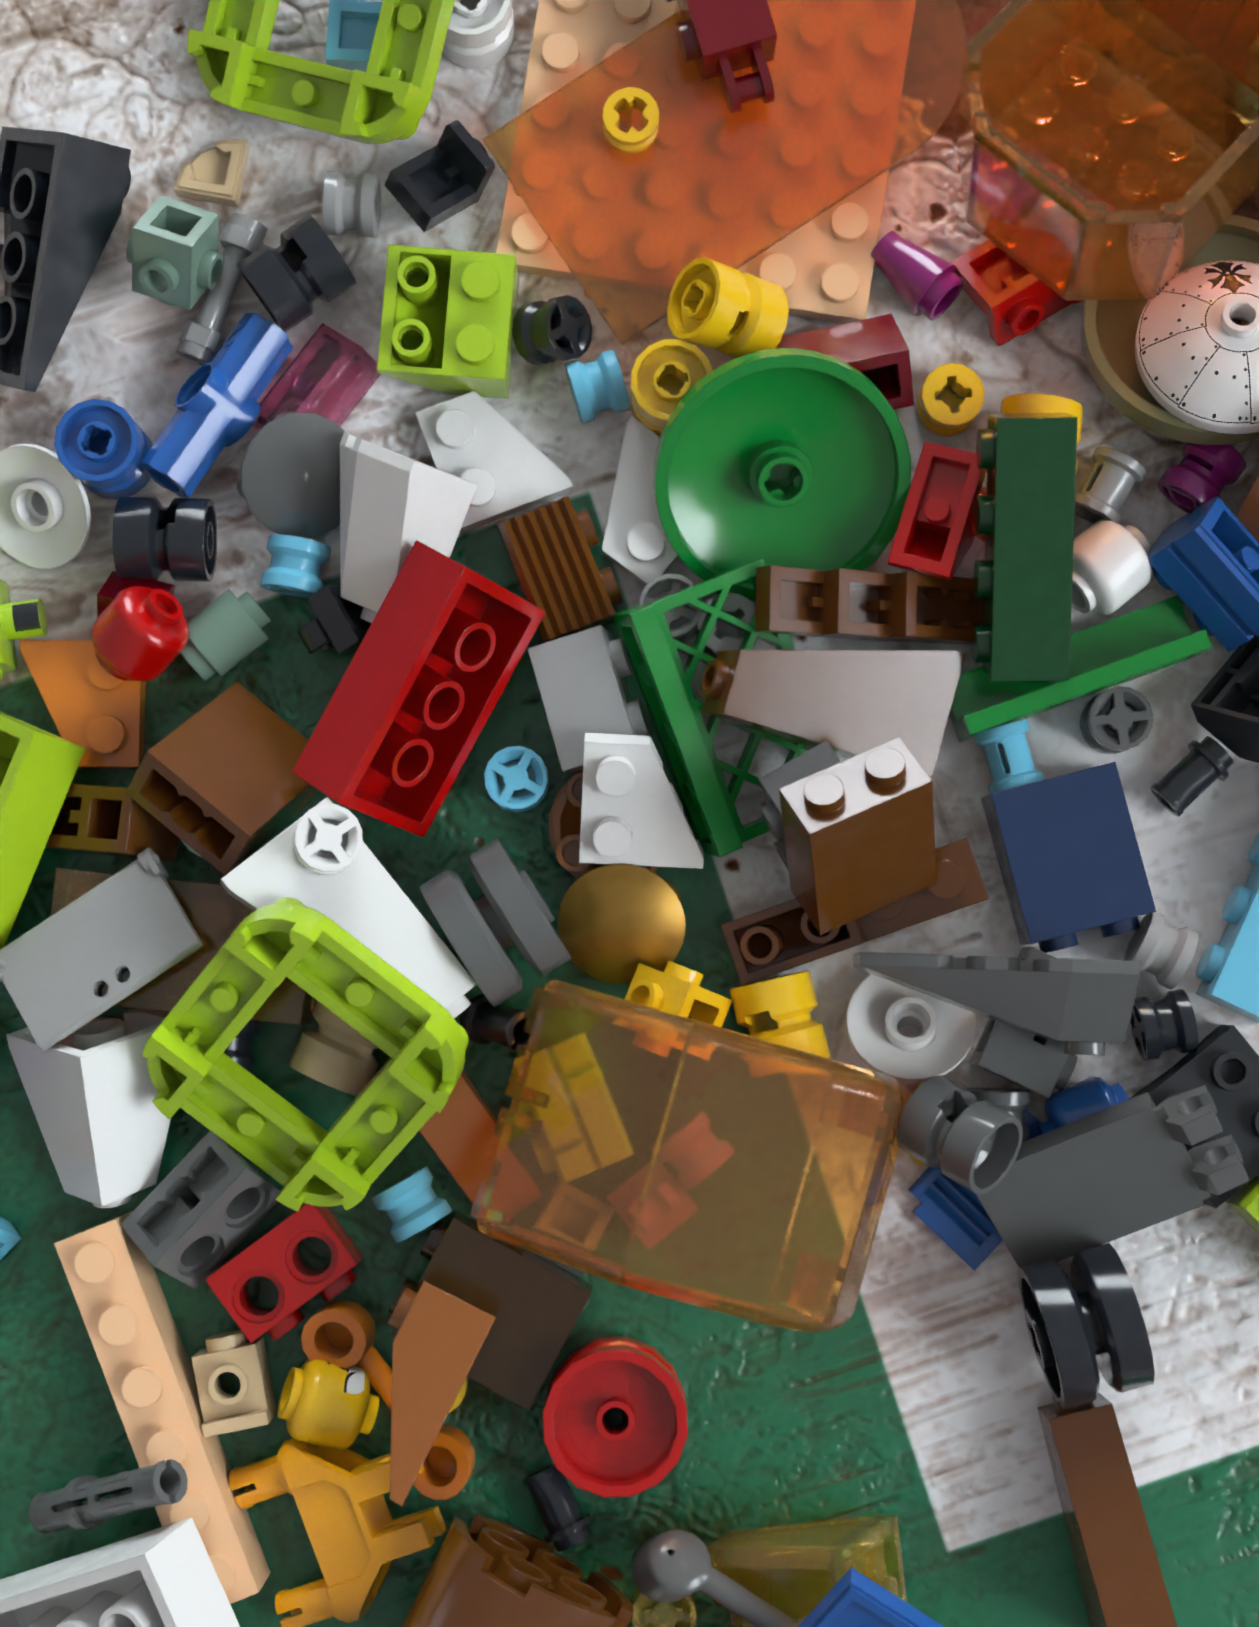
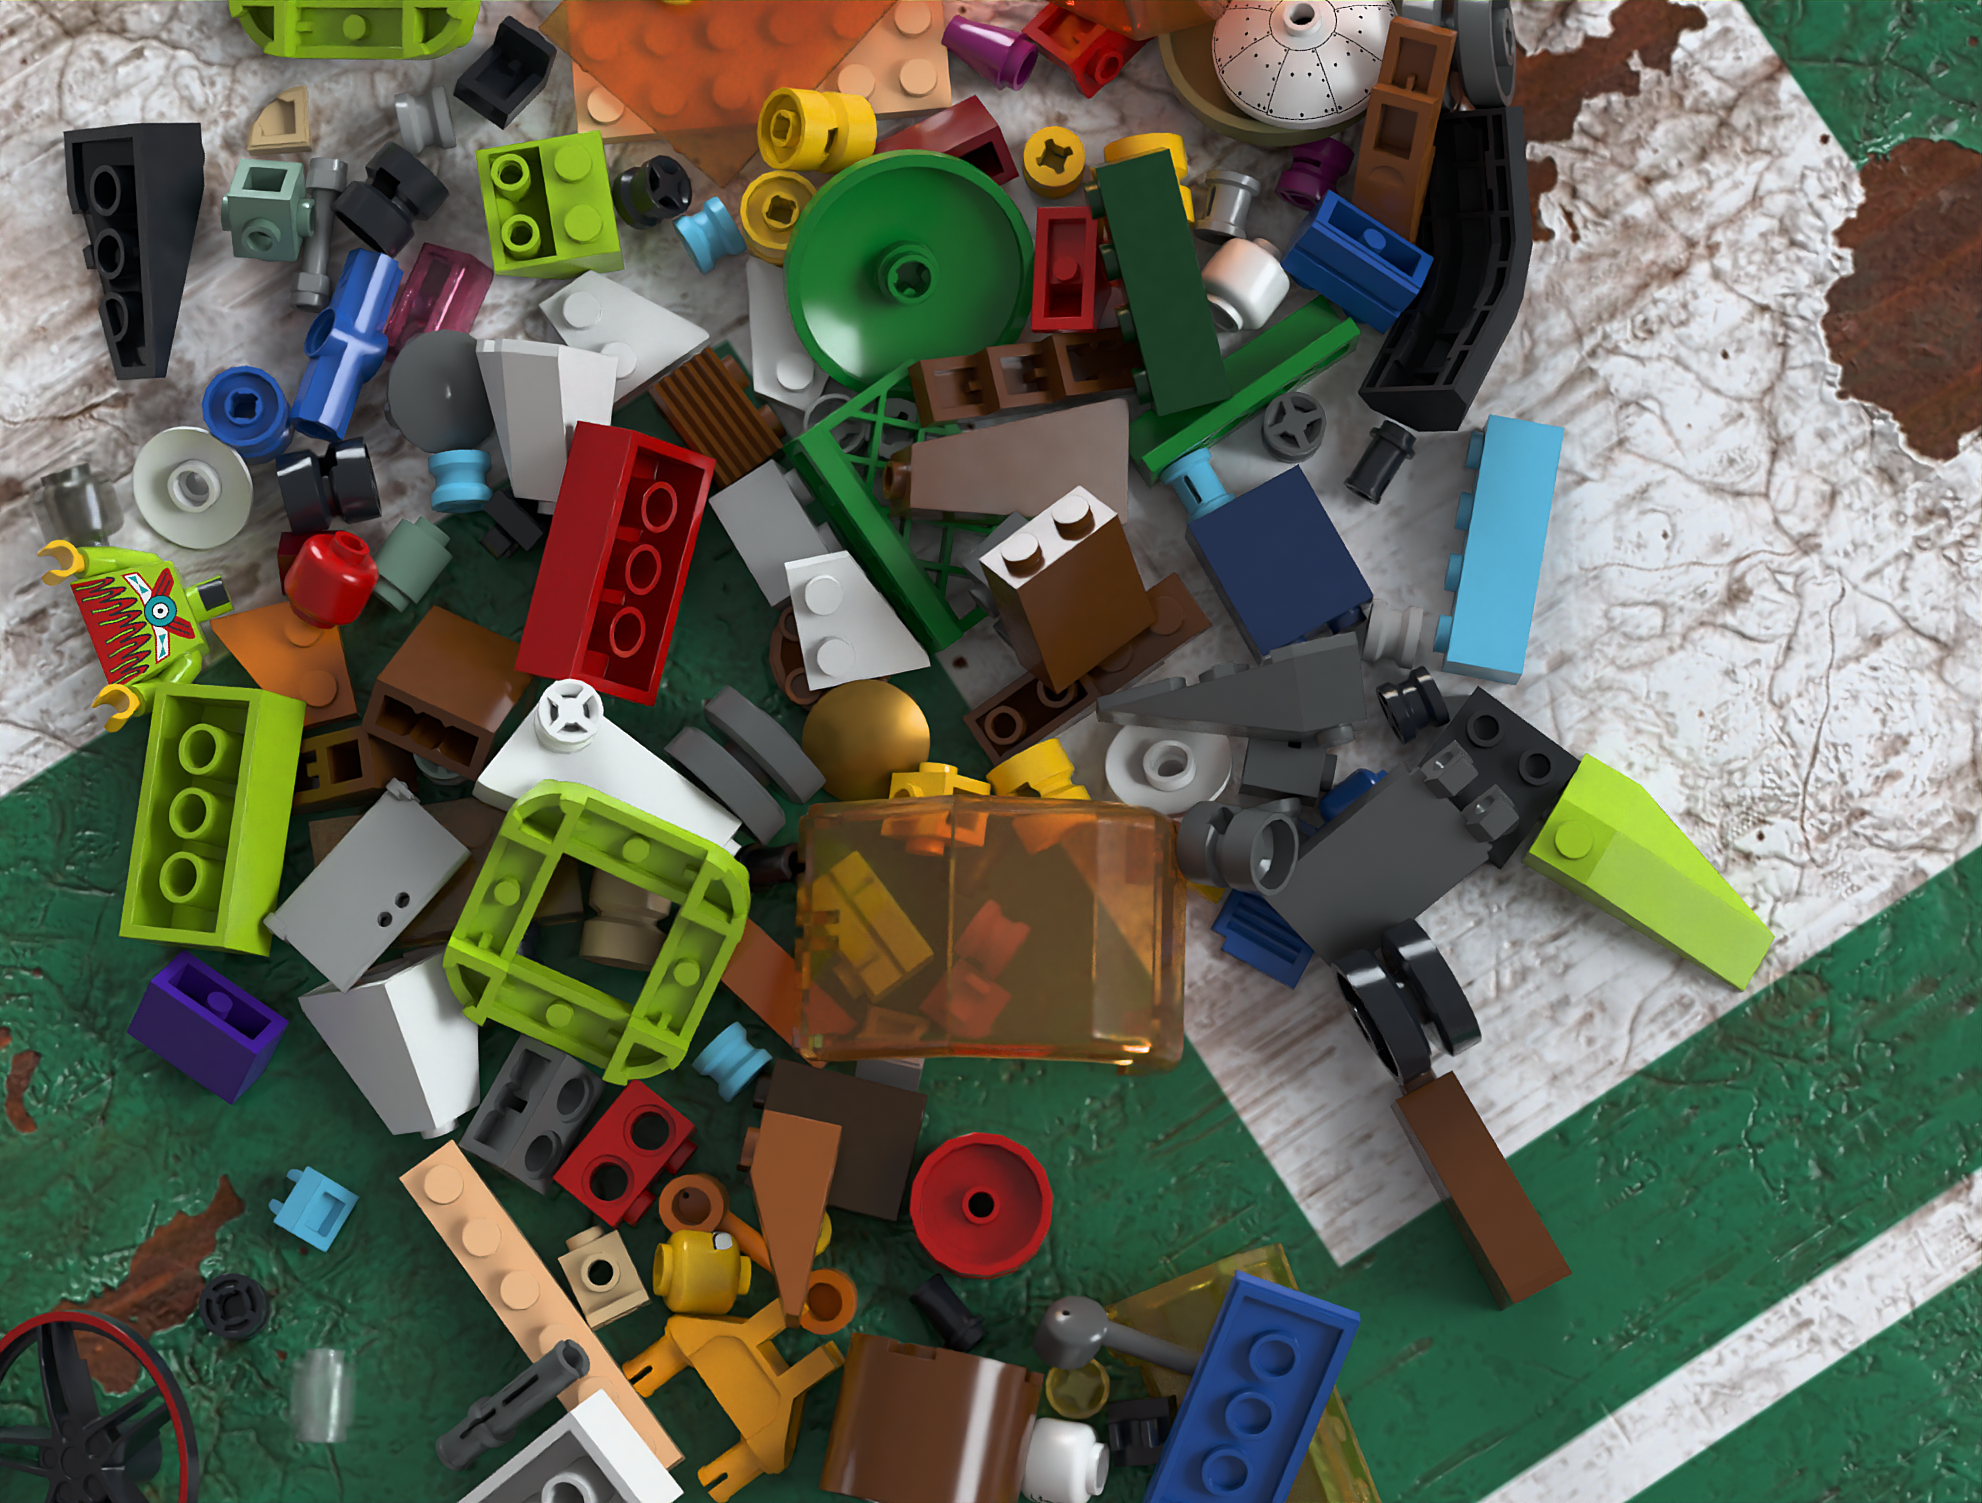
camera: 15 degrees left, 5 degrees down
(512, 765) = (730, 619): medium azure wheel -> none

